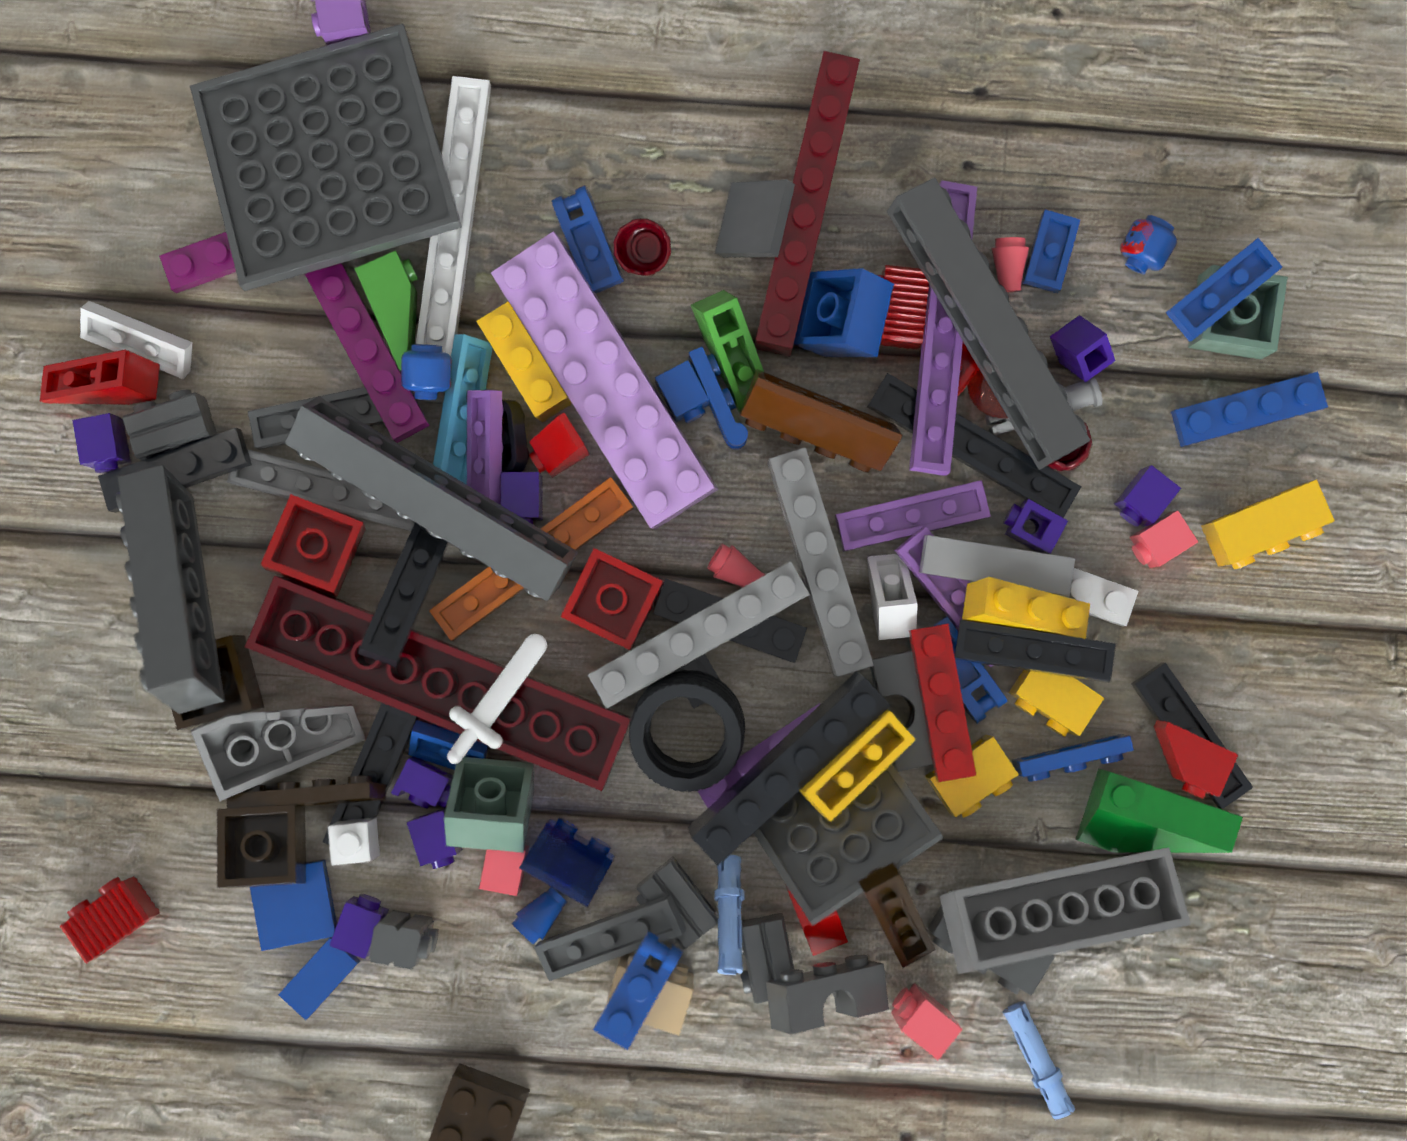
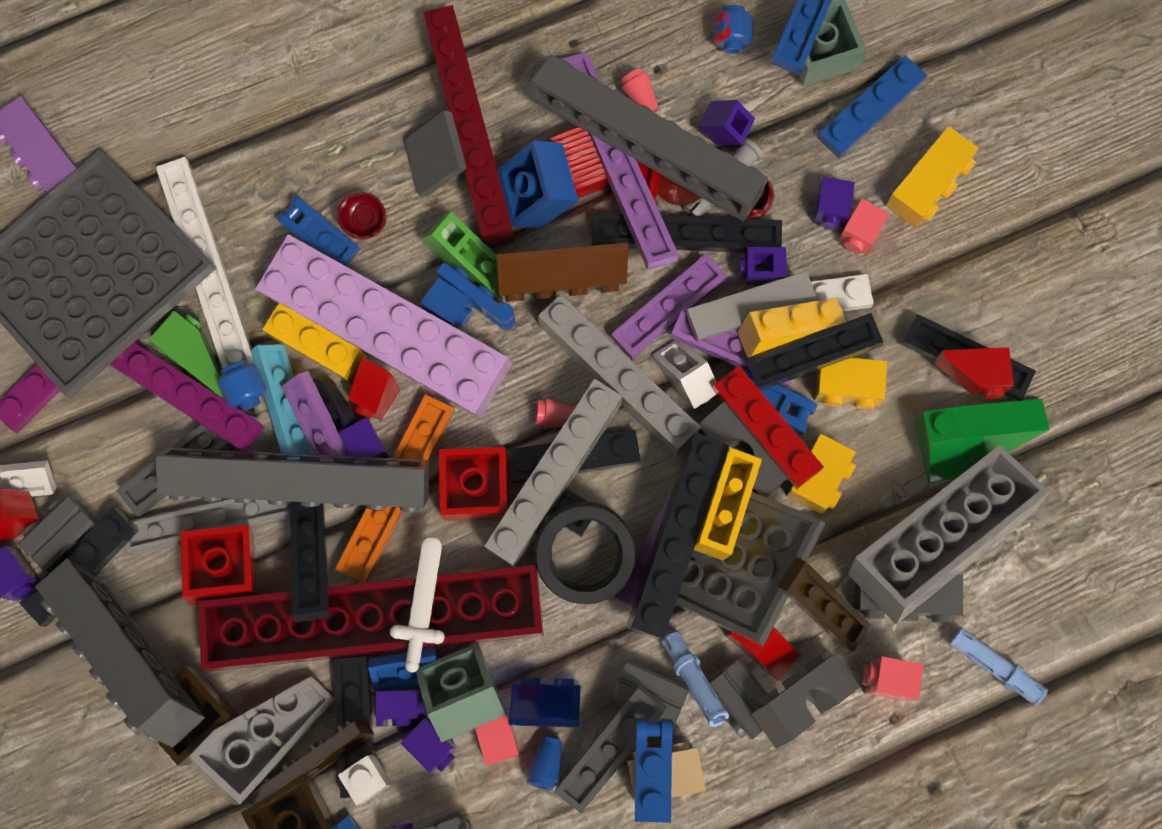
camera: 20 degrees left, 10 degrees down
(1051, 251) = (666, 69): blue plate -> none
(1073, 757) = (891, 419): blue plate -> none

